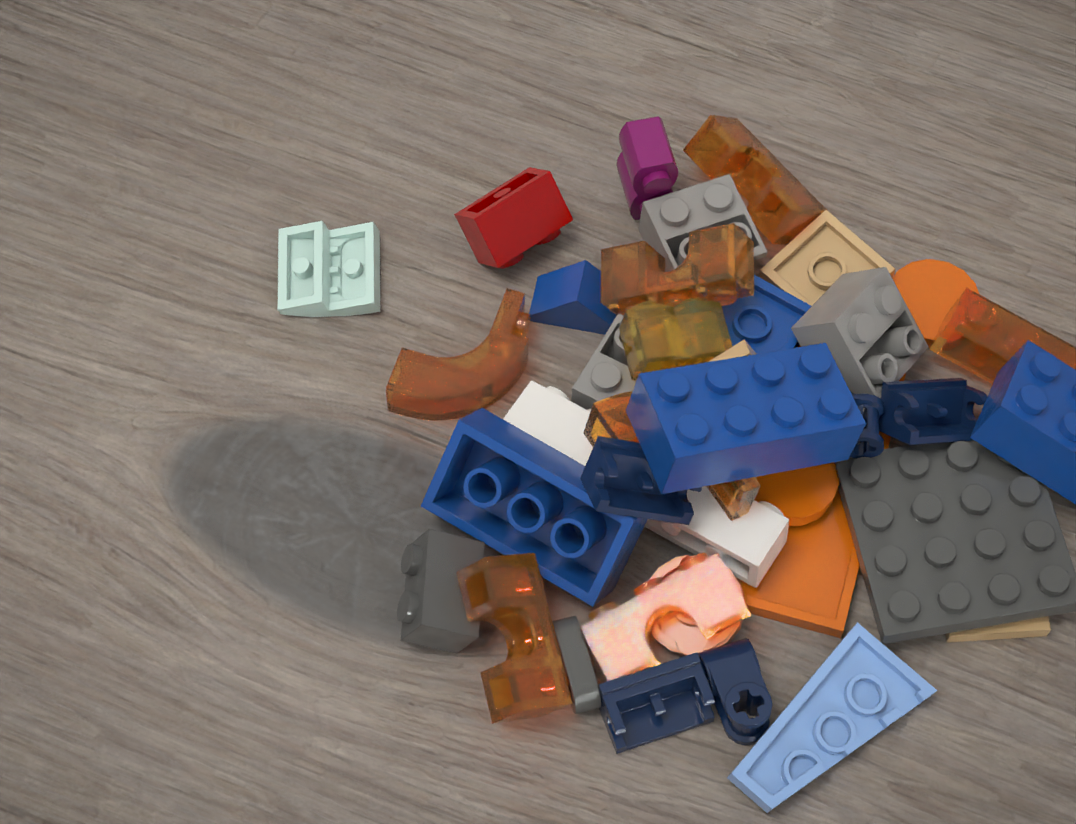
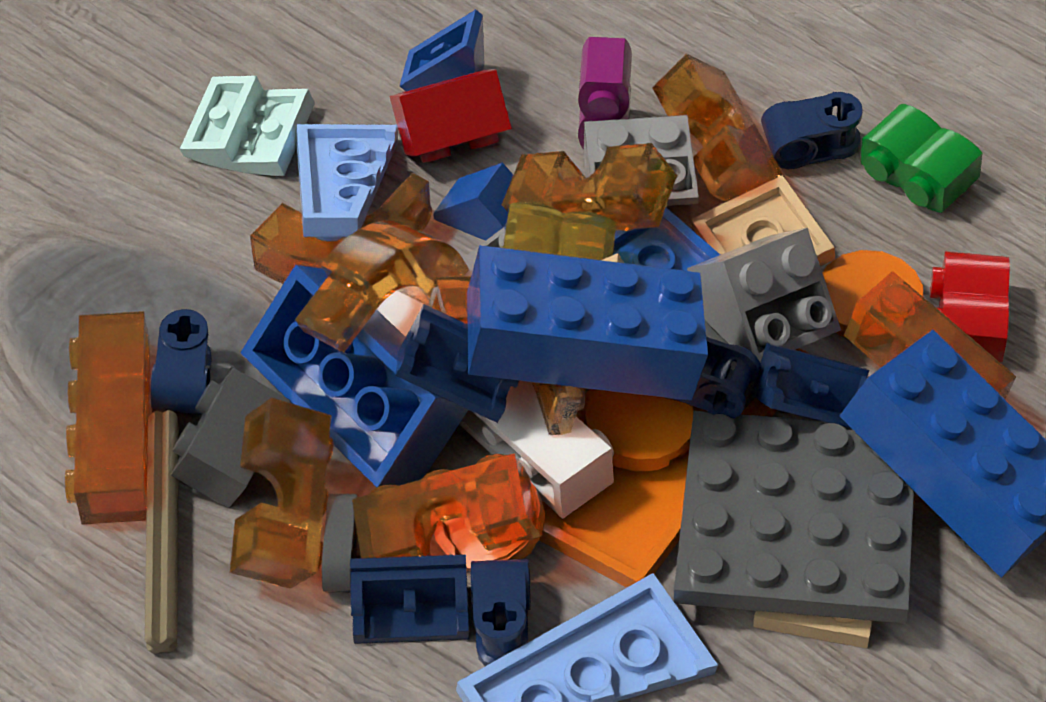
camera: 20 degrees right, 10 degrees down
(325, 598) = (111, 418): none -> clear orange brick
(370, 534) = (181, 363): none -> dark blue piece
(410, 696) = (161, 534): none -> dark tan axle
(441, 306) = (340, 175): none -> light blue wing
(484, 161) = (447, 54): none -> blue slope
(532, 415) = (367, 271): none -> clear orange arch
(830, 154) = (809, 133): none -> dark blue piece
(930, 161) = (921, 158): none -> green brick
(1026, 284) = (975, 297): none -> red brick

